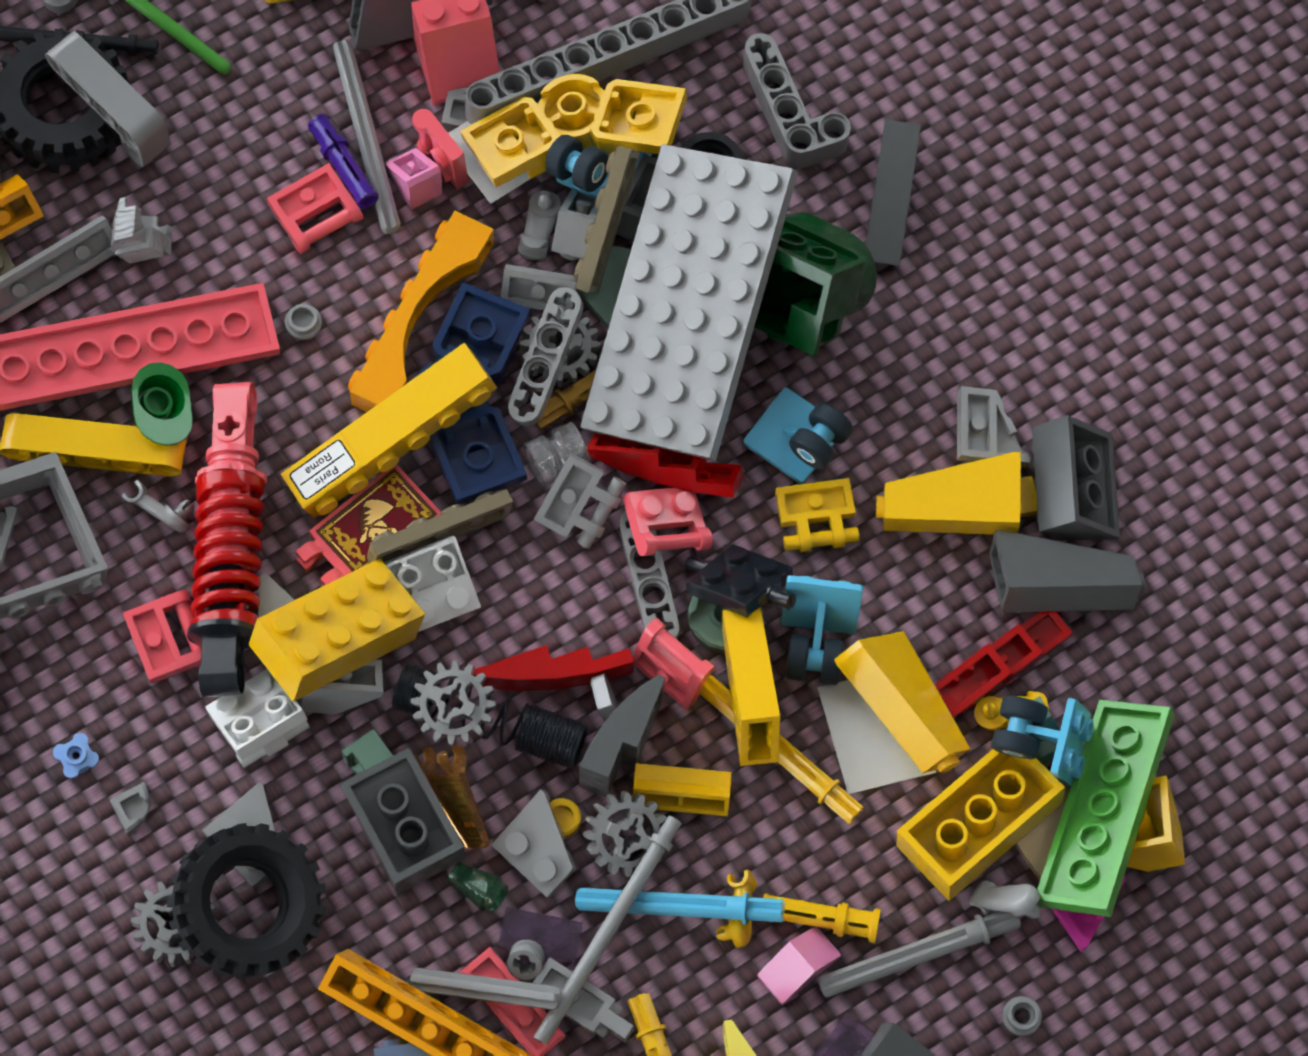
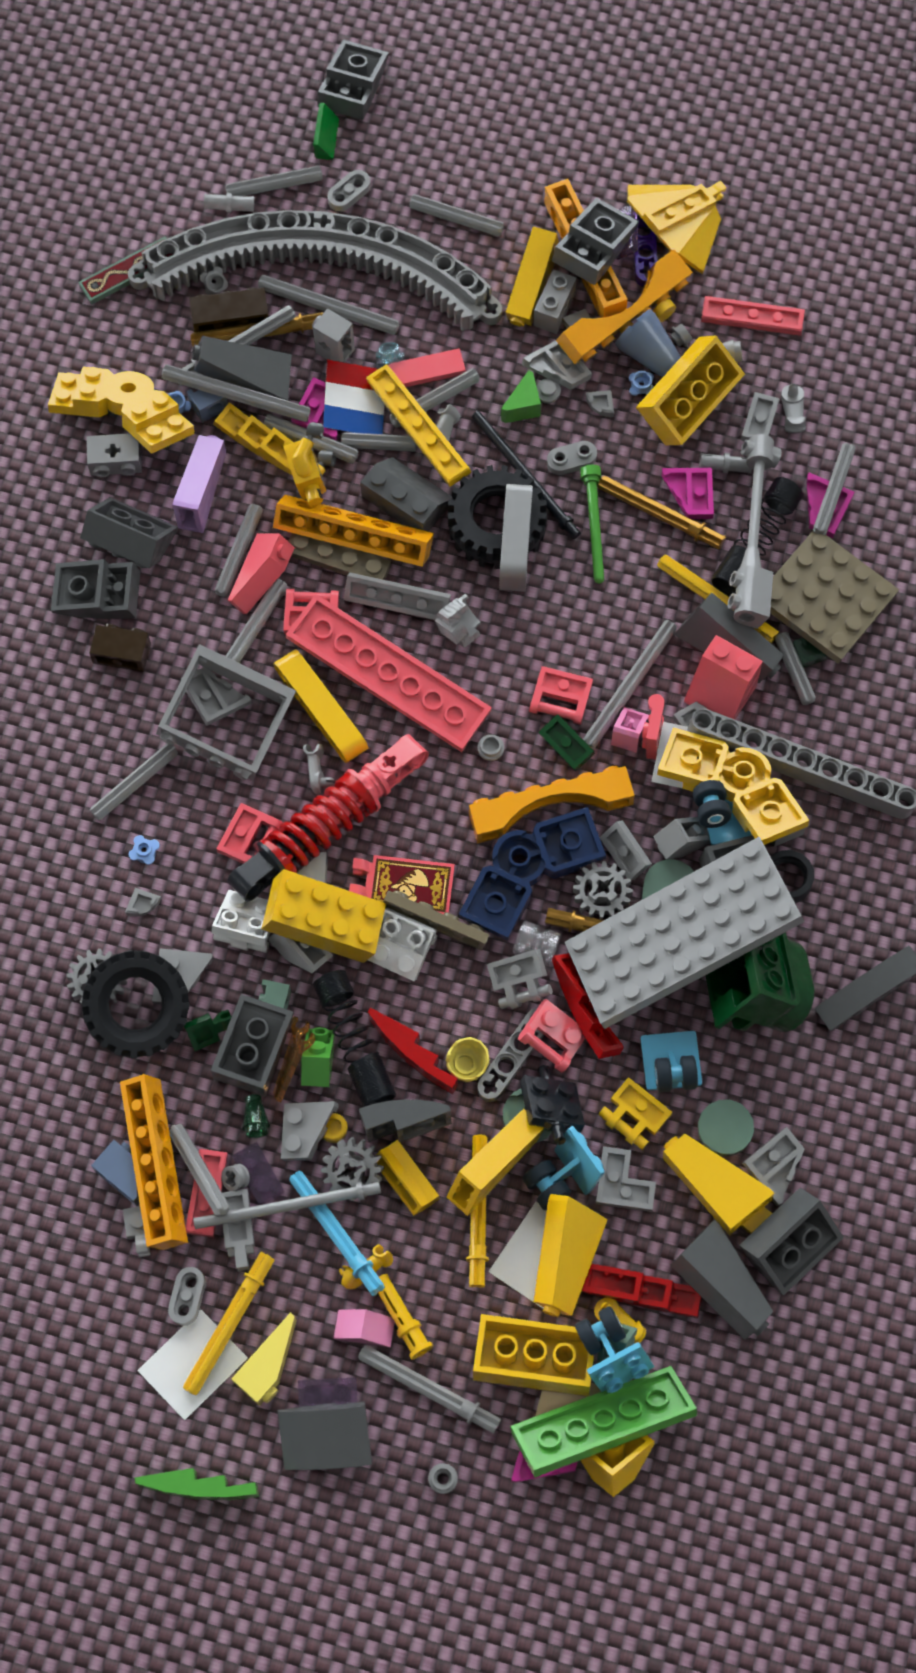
camera: 55 degrees right, 0 degrees up
(162, 404) = (371, 718): green piece -> none
(335, 149) = (610, 661): dark purple pin -> none
(337, 856) = (204, 1030): none -> dark green plate
(370, 246) = (566, 742): none -> dark green plate
(389, 431) = (464, 845): yellow brick -> none
(469, 710) = (324, 1015): light grey gear -> none
(484, 771) = (318, 1059): none -> bright green slope
(539, 224) = (654, 823): light grey piece -> none
(543, 356) = (582, 882): light grey beam -> none
(603, 695) = (420, 1088): light grey tile -> none
(610, 206) = (692, 848): dark tan plate -> none
(615, 623) = (467, 1059): none -> light yellow hair
(665, 656) = (470, 1108): coral plate -> none
(787, 100) = (869, 881): light grey beam -> none
(883, 594) = (617, 1189): none -> light grey plate
(906, 443) = (725, 1127): none -> sand green tile
(1015, 899) = (500, 1412): light grey piece -> none

